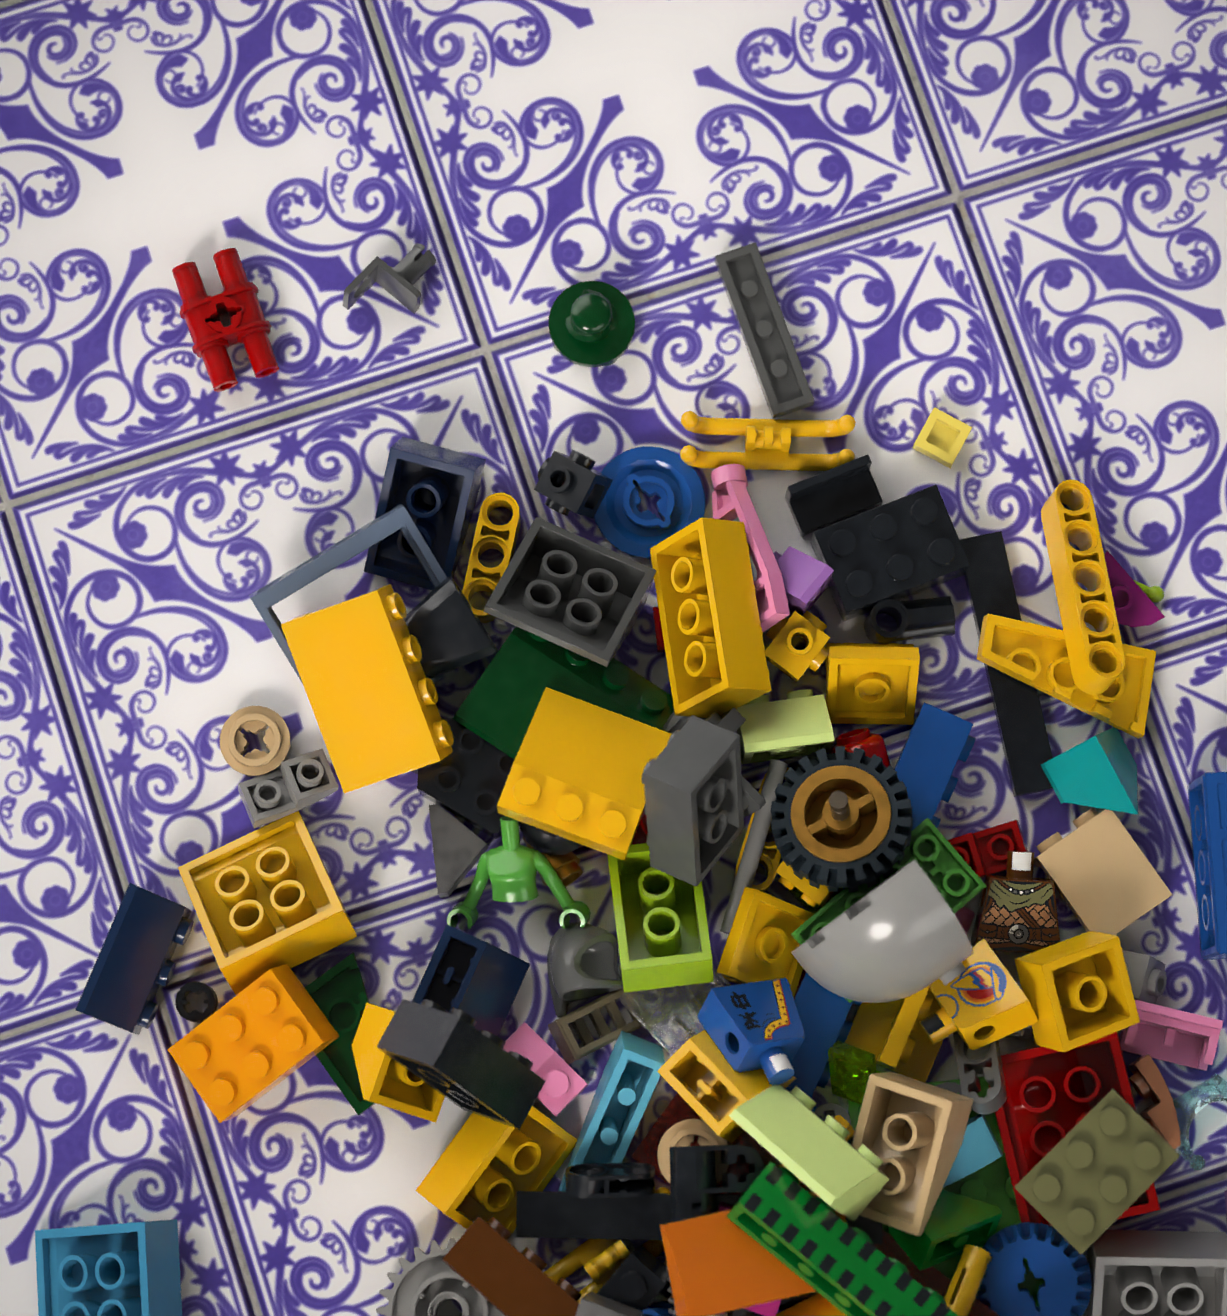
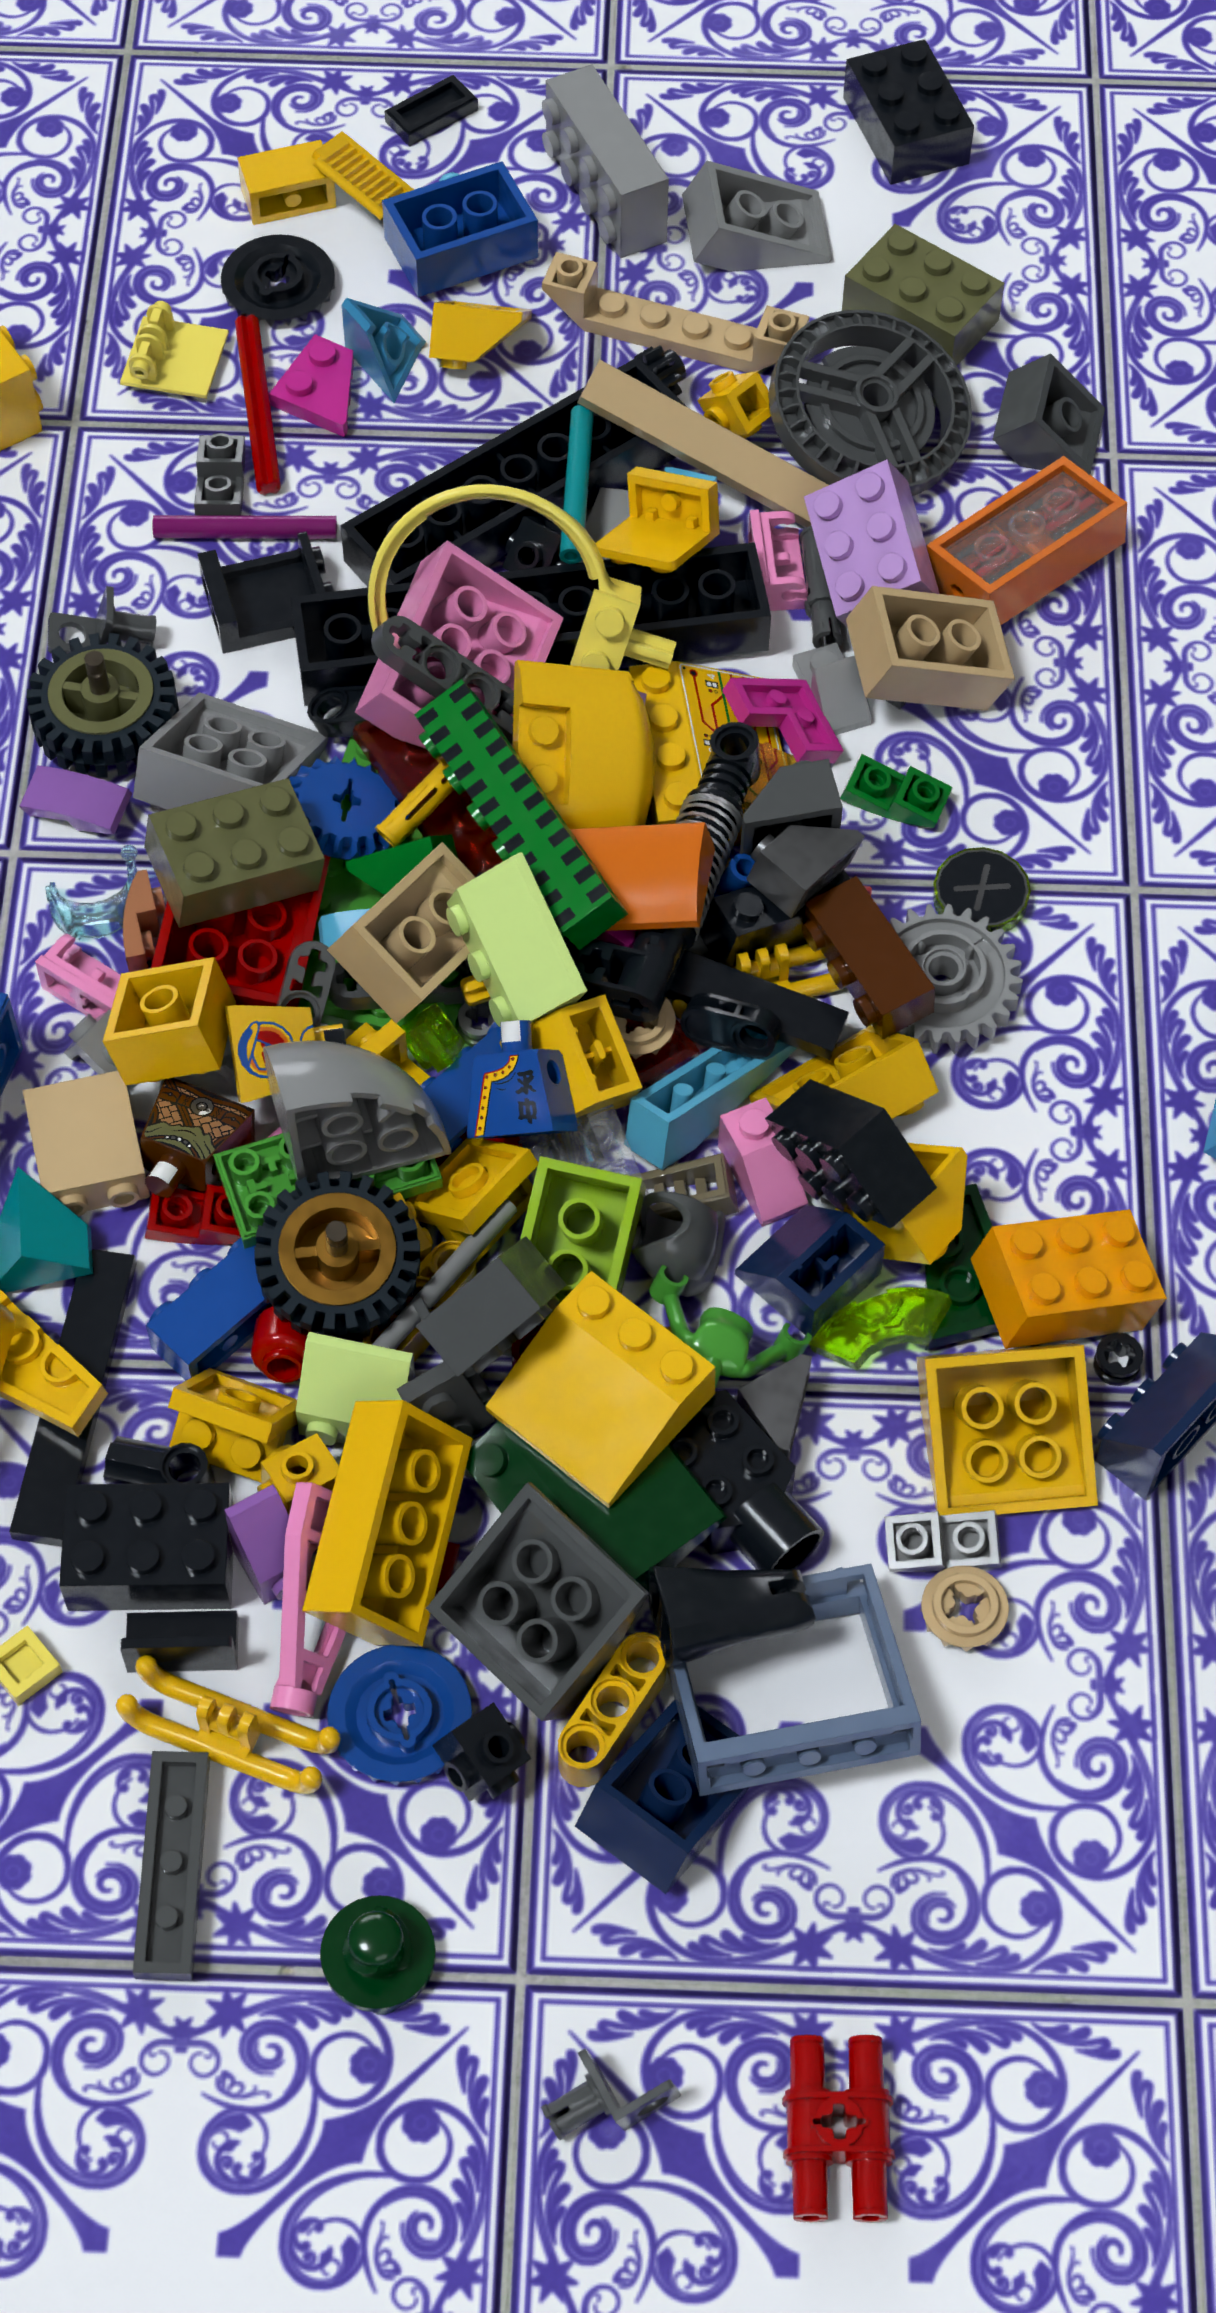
camera: 160 degrees left, 20 degrees down
(368, 688) = (815, 1565): yellow panel -> none
(396, 958) = (881, 1321): none -> clear neon green tile

